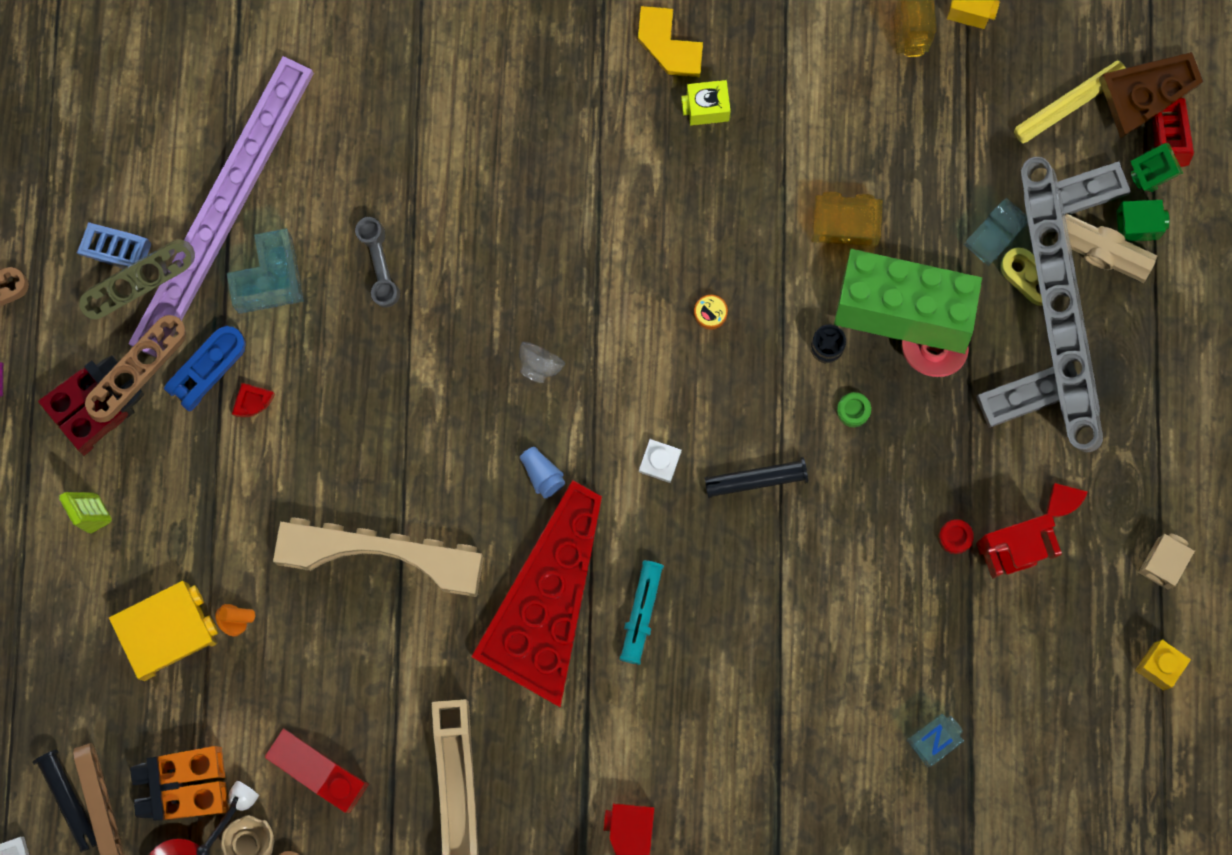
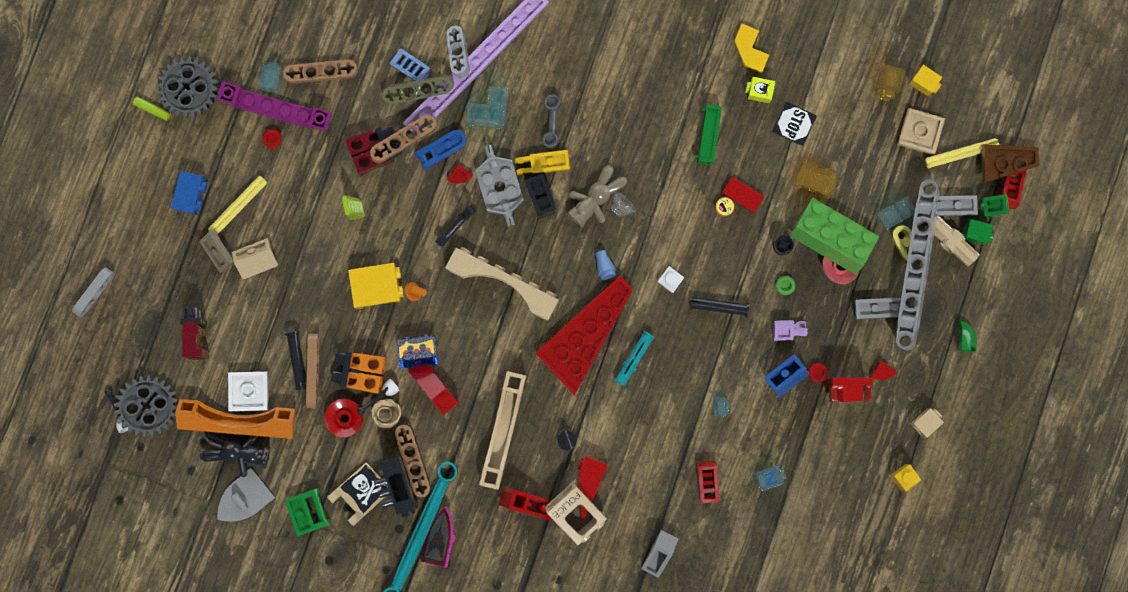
camera: 15 degrees right, 5 degrees up
(195, 205) = (452, 46): none -> light grey beam
(269, 718) = (417, 351): none -> clear blue brick
(279, 464) = (464, 216): none -> black bar
(316, 370) = (499, 170): none -> light grey plate
(387, 334) = (544, 162): none -> yellow hinge
(397, 391) = (540, 196): none -> black brick
(492, 358) = (597, 195): none -> dark tan animal
(571, 788) = (566, 440): none -> black plate
(646, 202) = (709, 135): none -> green container
(734, 283) = (743, 195): none -> red tile
(781, 141) = (794, 123): none -> sticker
(813, 646) = (721, 406): none -> clear light blue plate
(821, 754) = (704, 466): none -> red slope
(881, 481) = (787, 330): none -> lavender plate
(906, 558) = (786, 376): none -> blue brick
(992, 88) = (921, 131): none -> tan tile
(1183, 399) = (966, 338): none -> green brick

